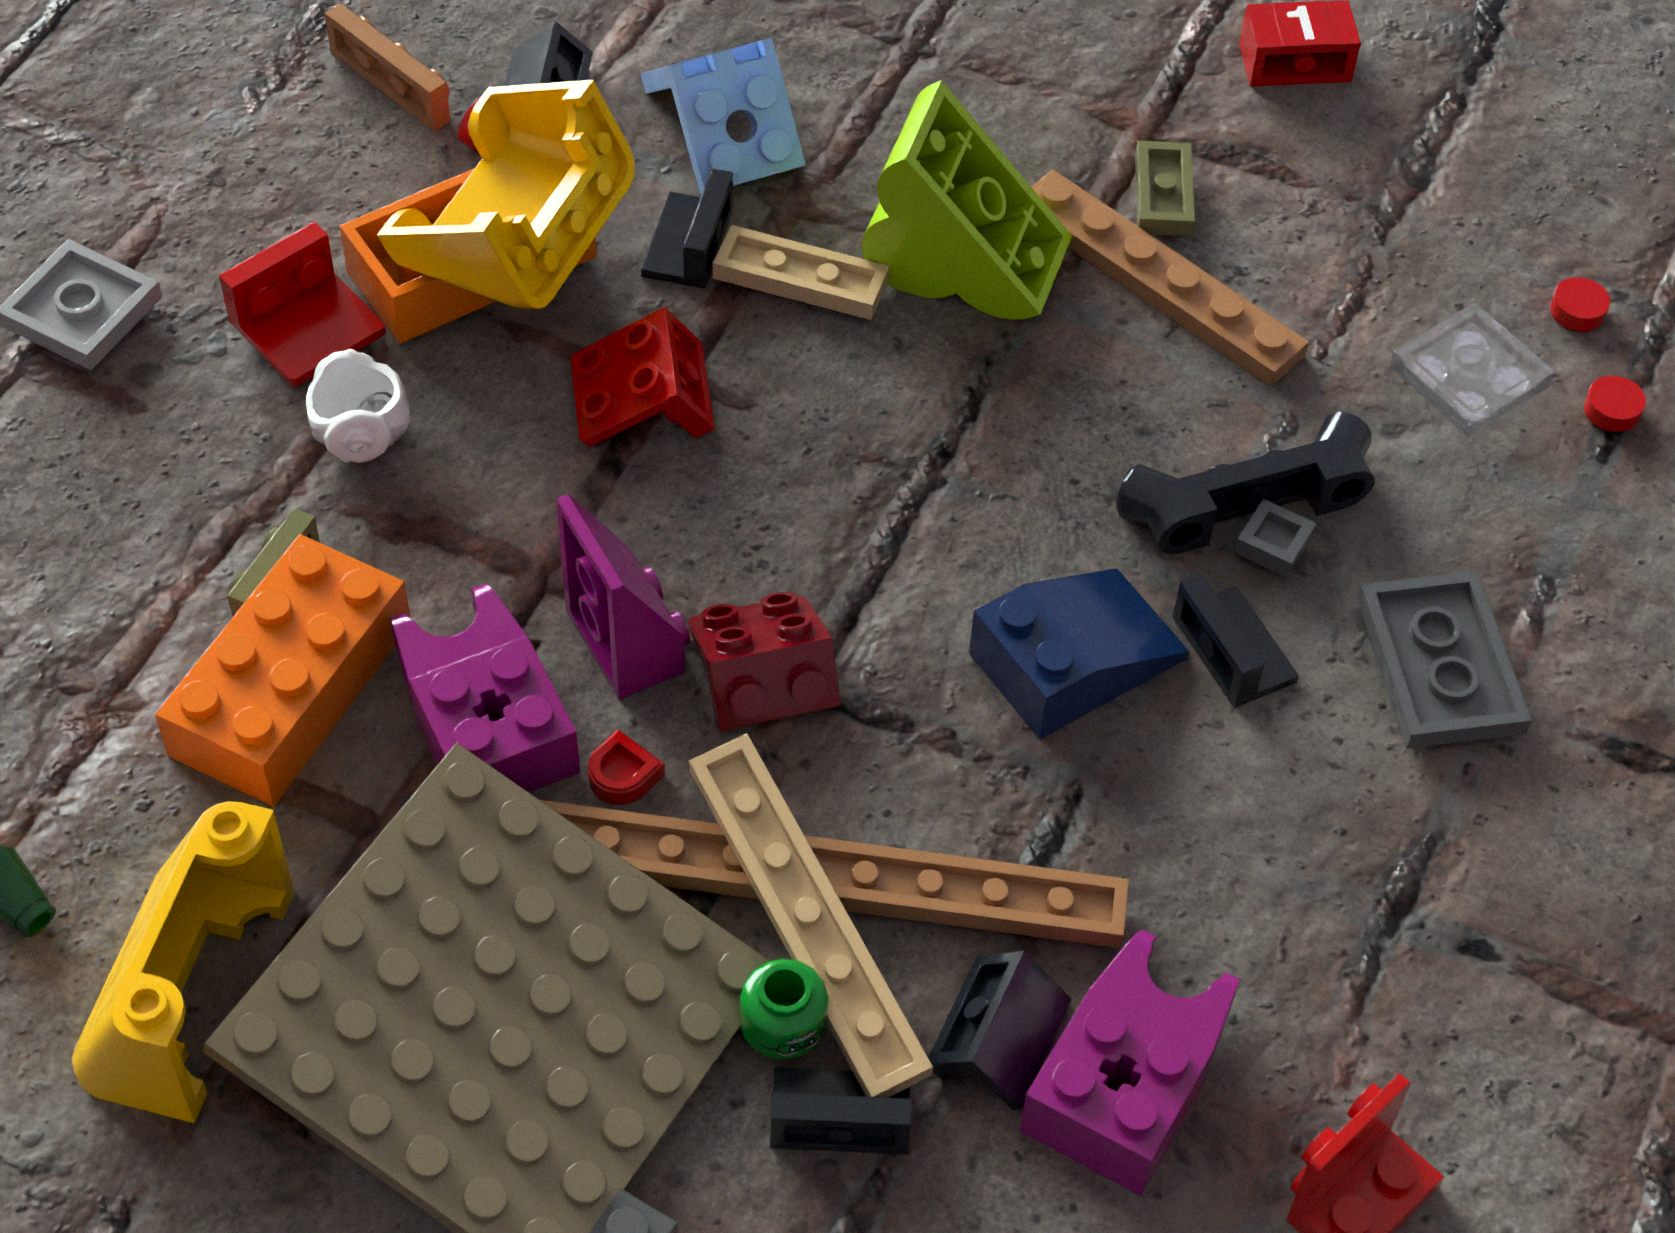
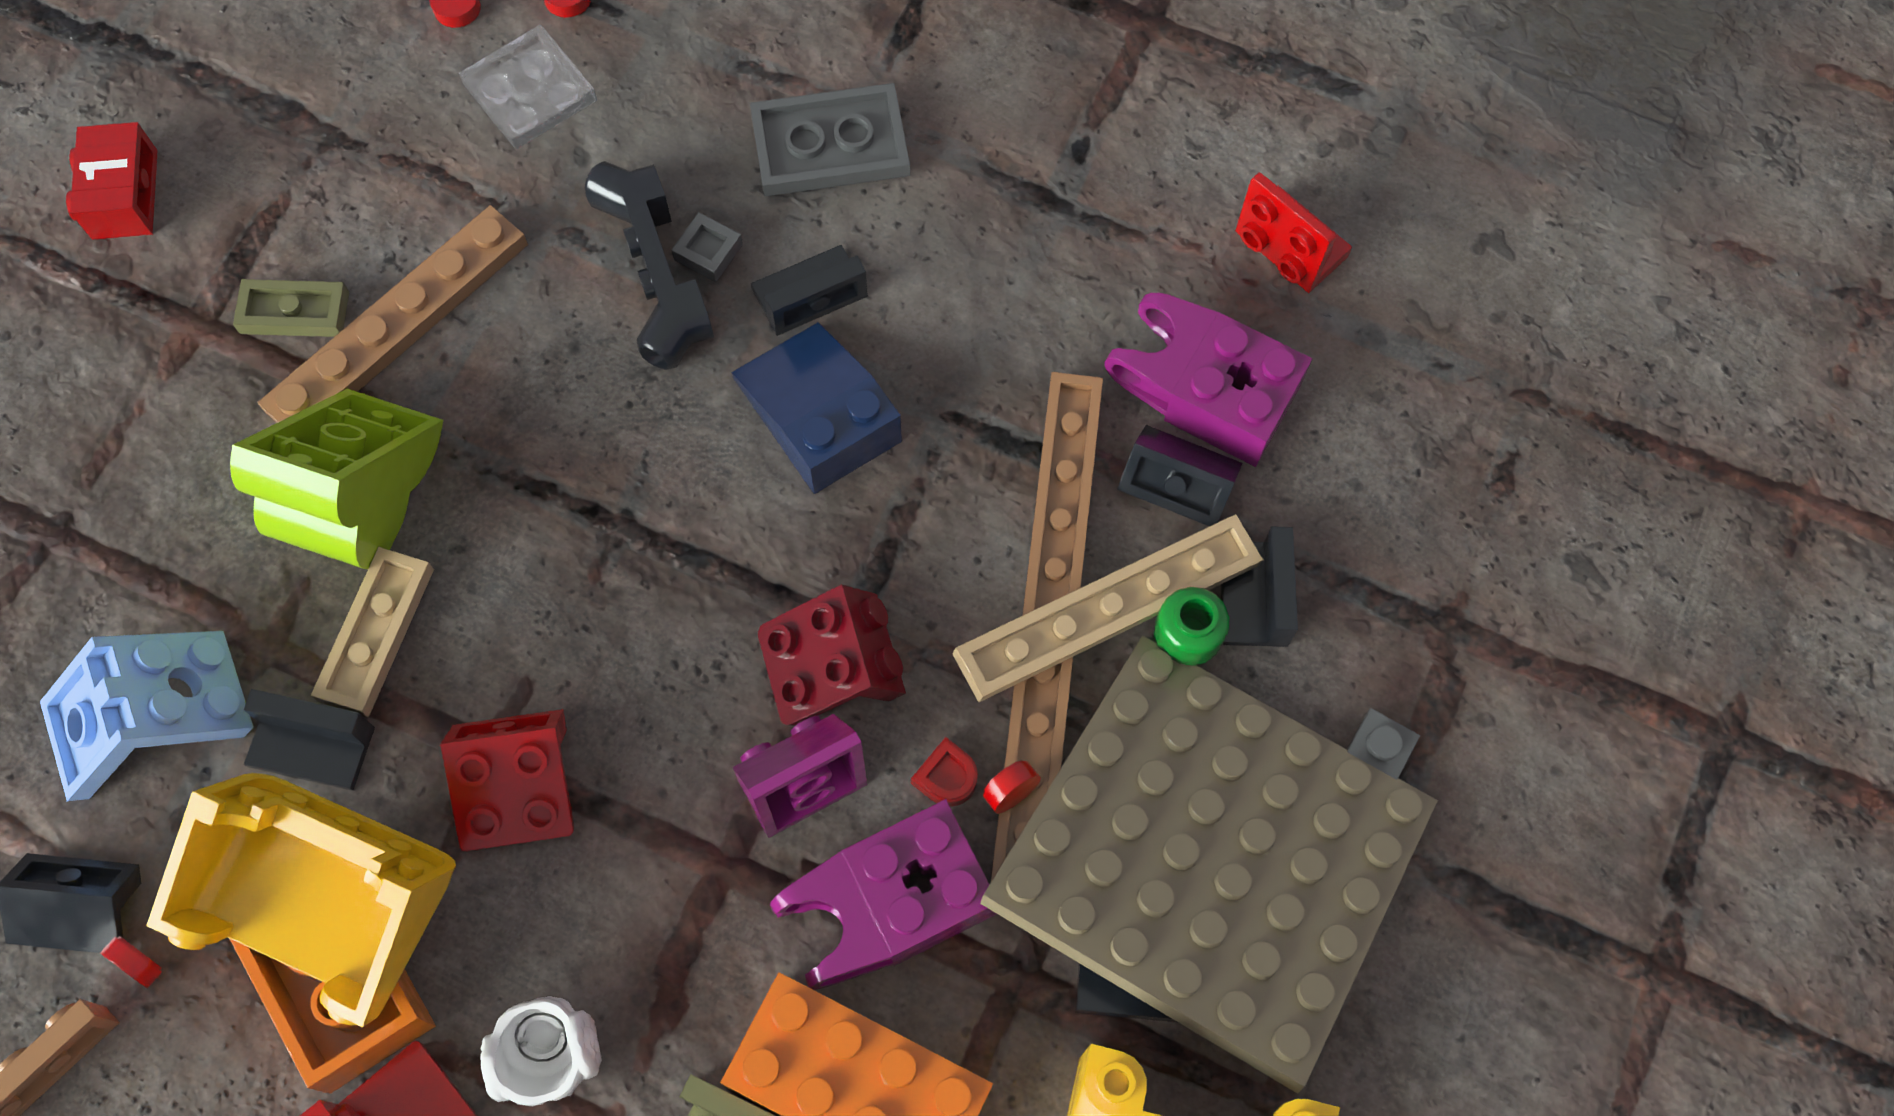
camera: 90 degrees left, 15 degrees up
(588, 798) = (1011, 786): none -> red tile

